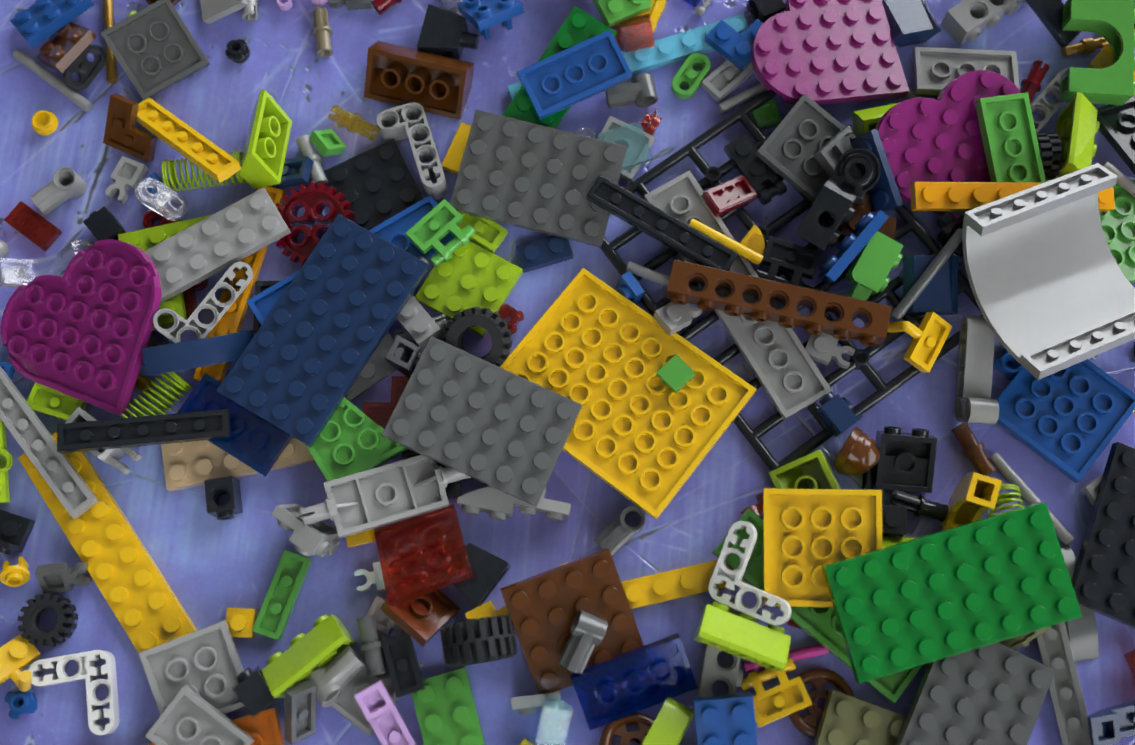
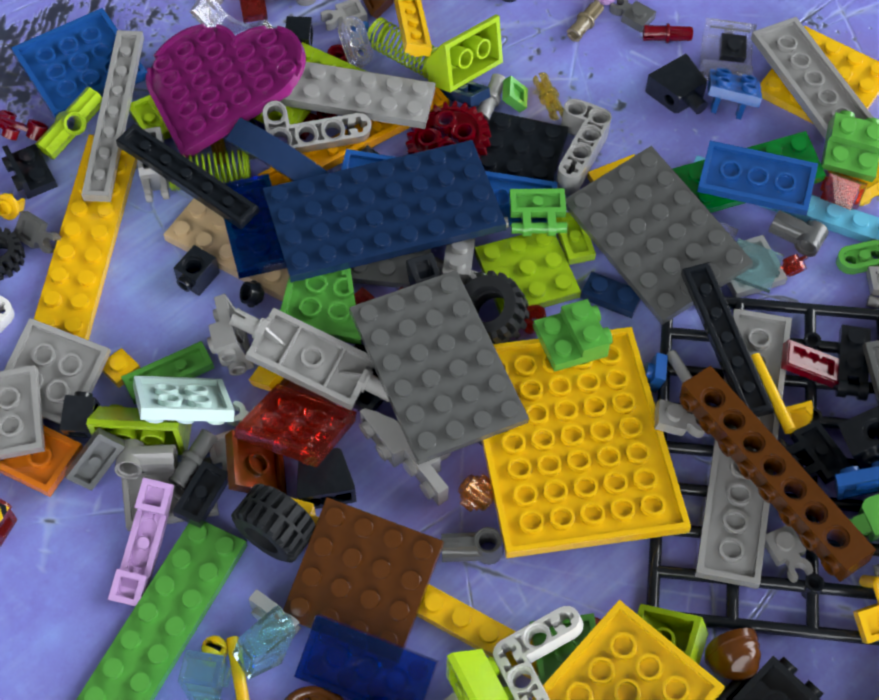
camera: 40 degrees right, 15 degrees down
(284, 478) = (251, 293): none -> black plate
(323, 611) = (182, 399): none -> light aqua plate
(411, 75) = (636, 107): reddish brown slope -> none
(552, 311) = (573, 335): none -> bright green plate
(585, 634) = (360, 589): dark grey piece -> none
(590, 489) = (476, 493): none -> clear orange gear
(675, 374) = (630, 459): bright green tile -> none
(837, 413) = (748, 607): dark blue brick -> none

